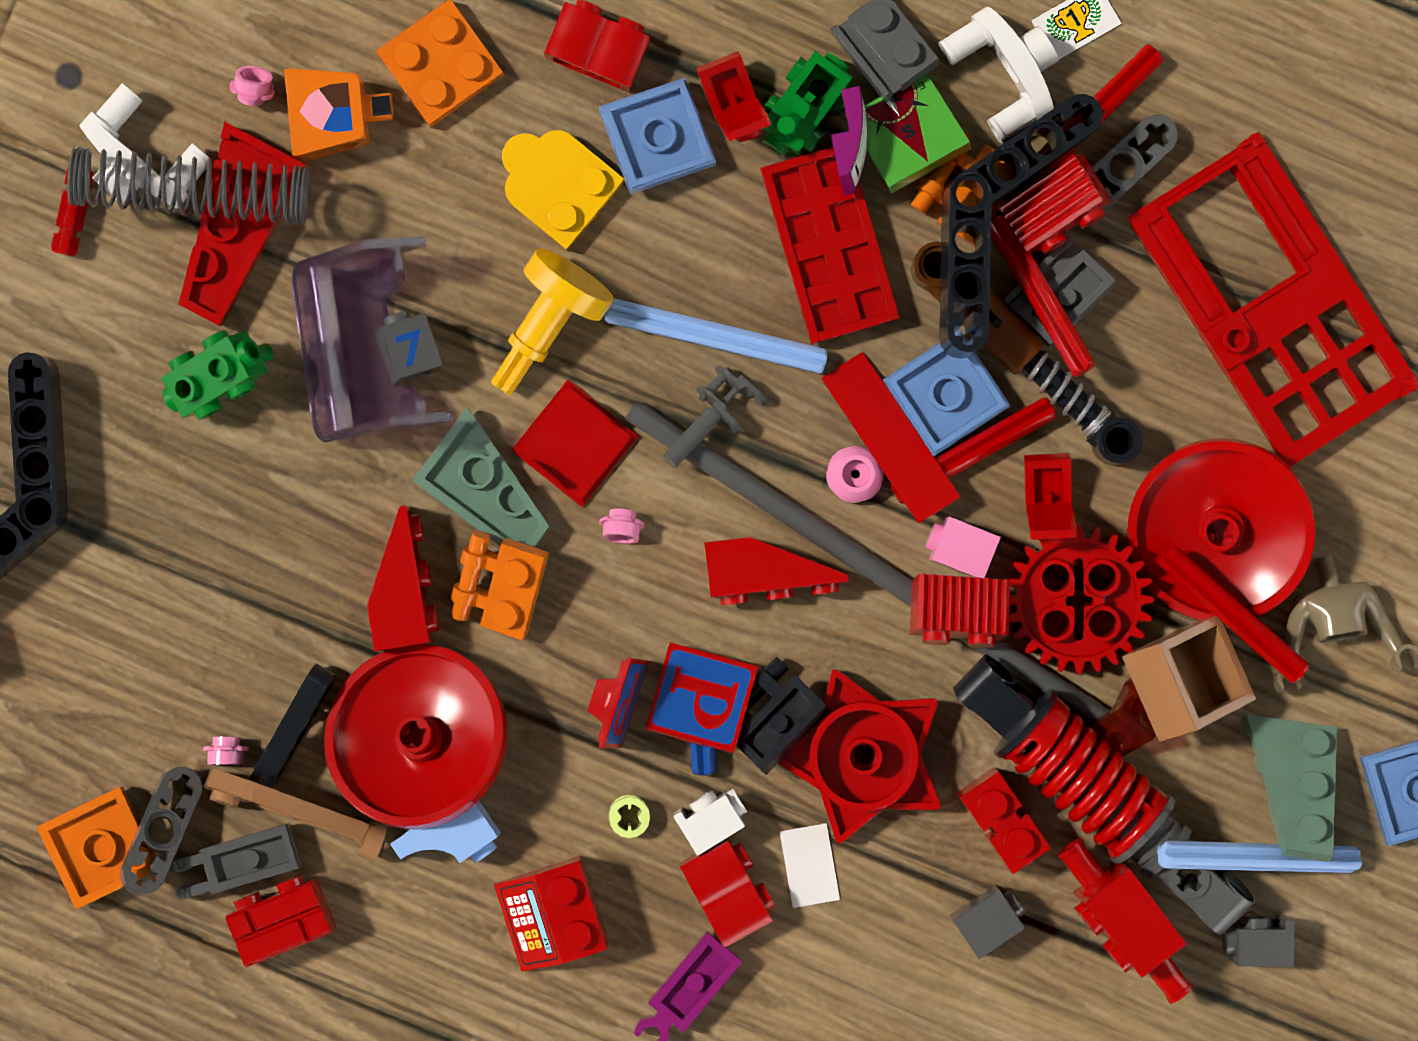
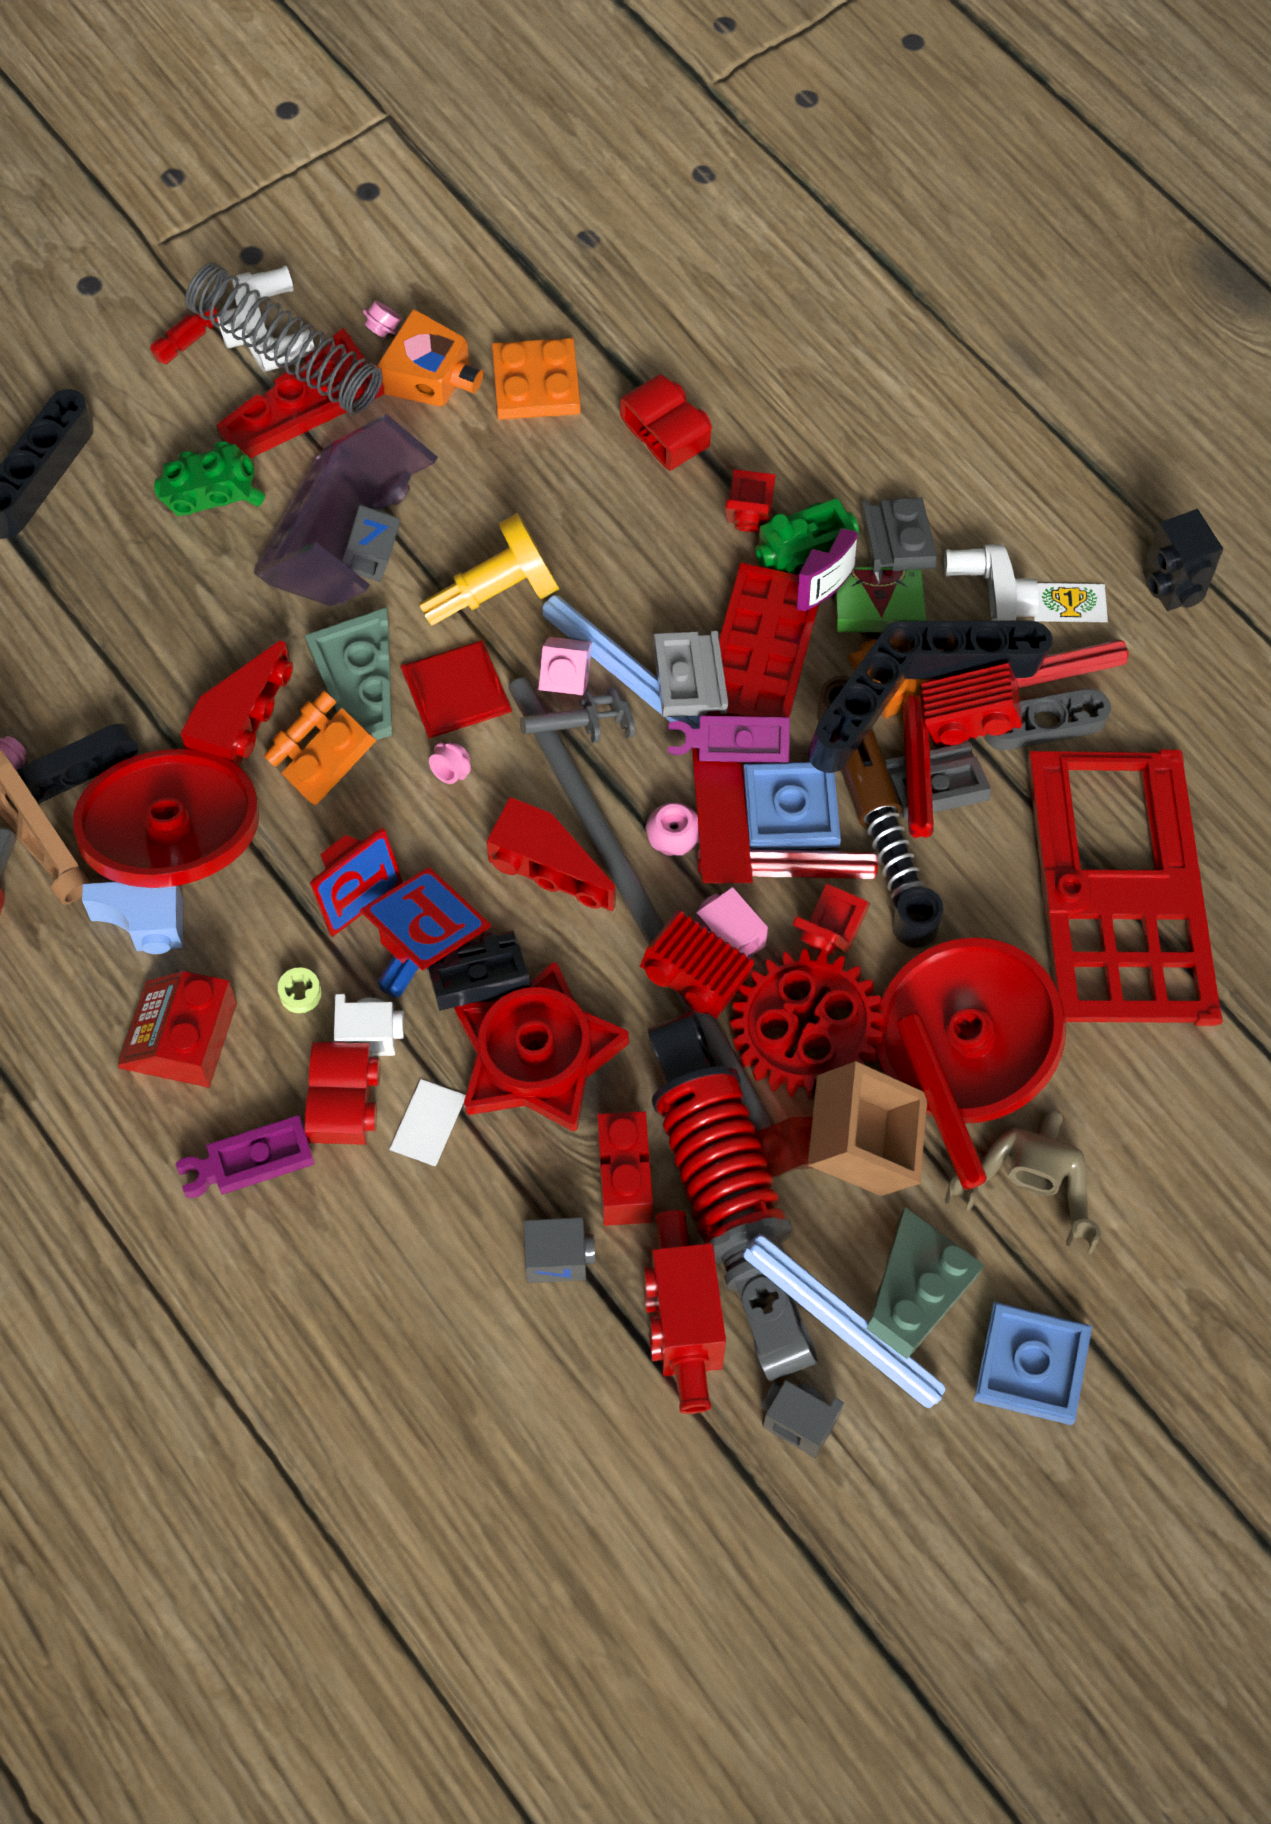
camera: 30 degrees right, 25 degrees down
(557, 183) = (571, 501): yellow plate -> none
(657, 136) = (672, 504): medium blue plate -> none
(669, 376) = (565, 665): none -> bright pink brick
(787, 320) = (689, 674): none -> light grey plate
(861, 360) = (736, 739): none -> magenta plate

